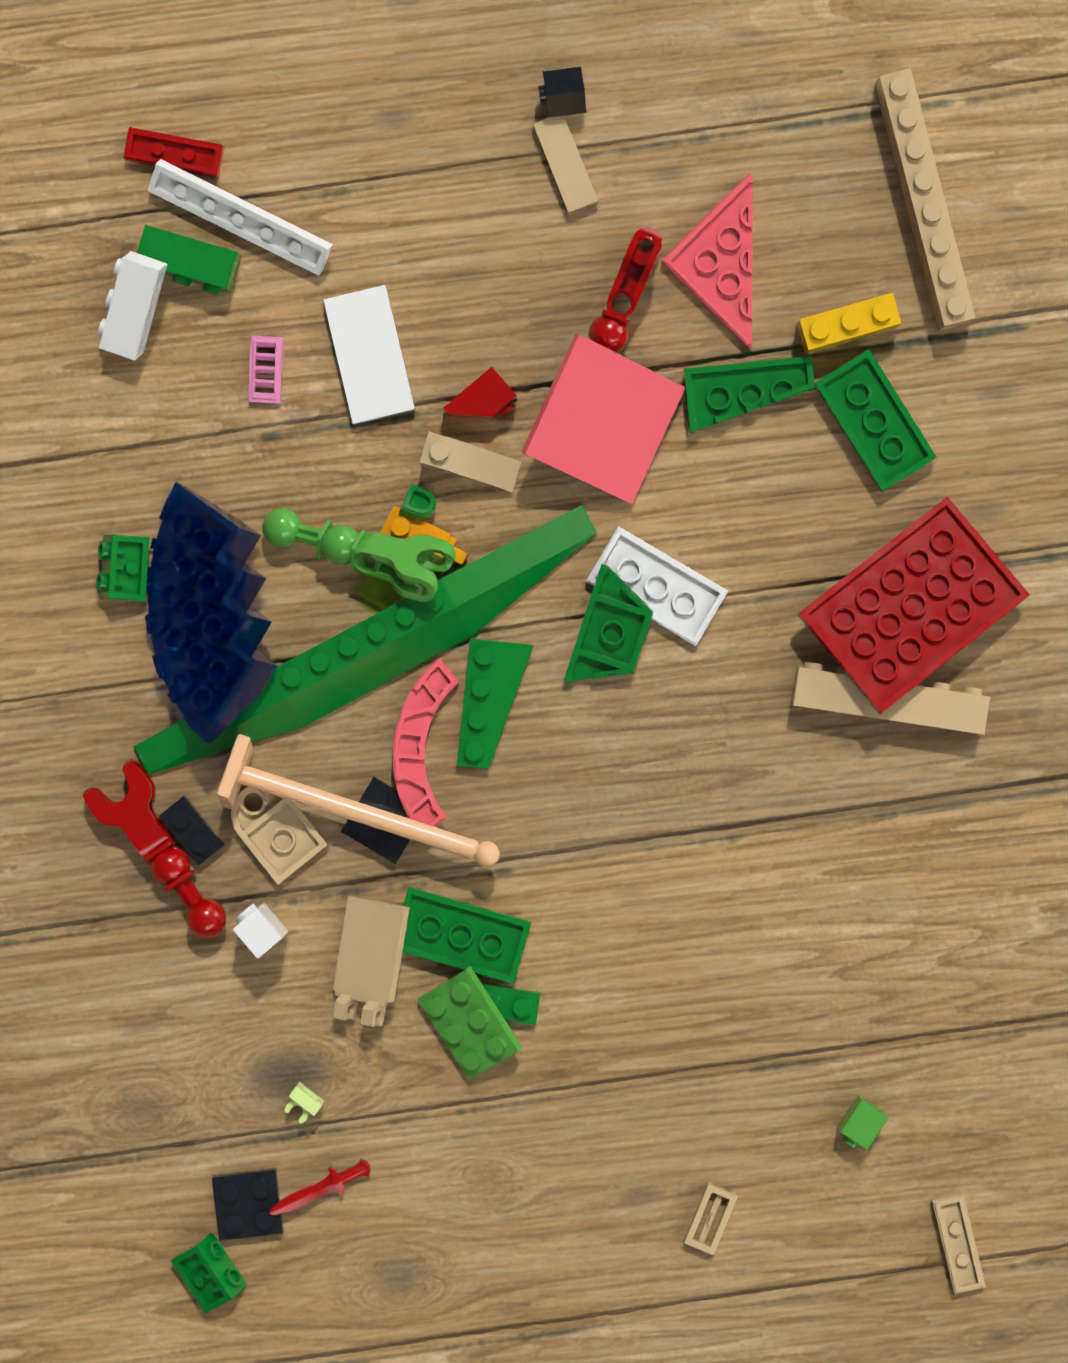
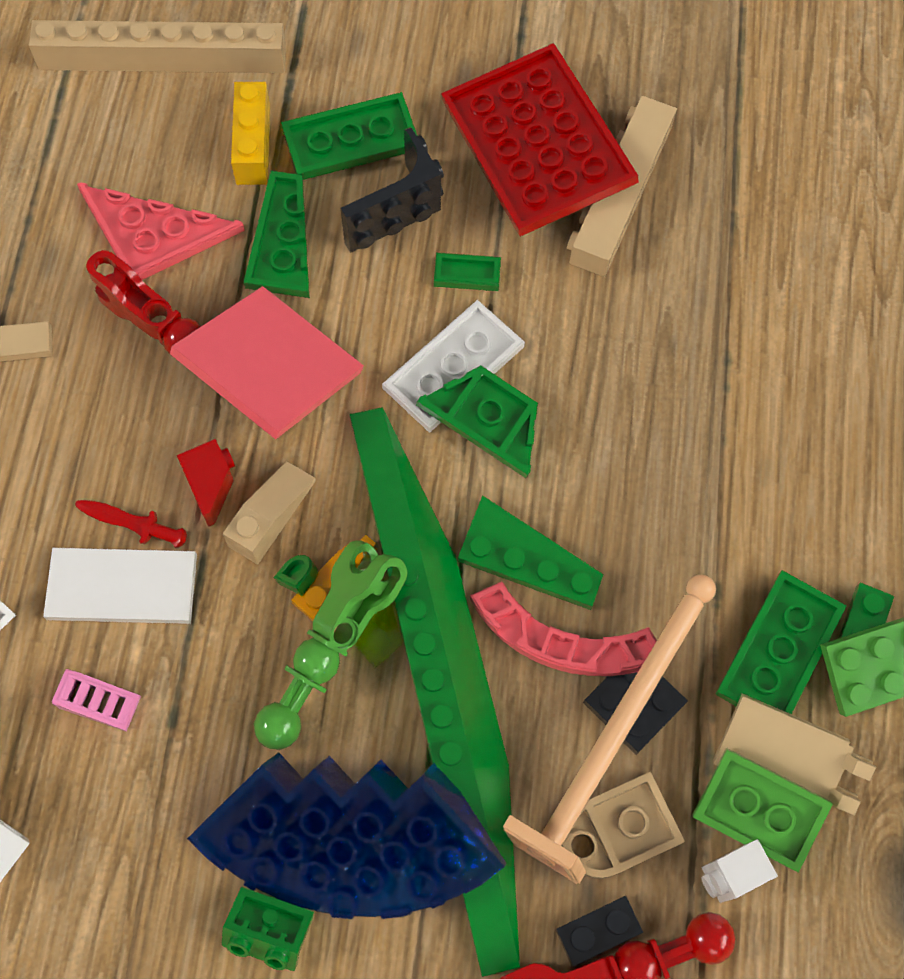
camera: 80 degrees left, 20 degrees down
(318, 941) = (762, 805): none -> bright green plate
(427, 357) = (143, 525): none -> red sword
(758, 573) = (467, 271): none -> green tile
(813, 507) = (398, 204): none -> black bracket

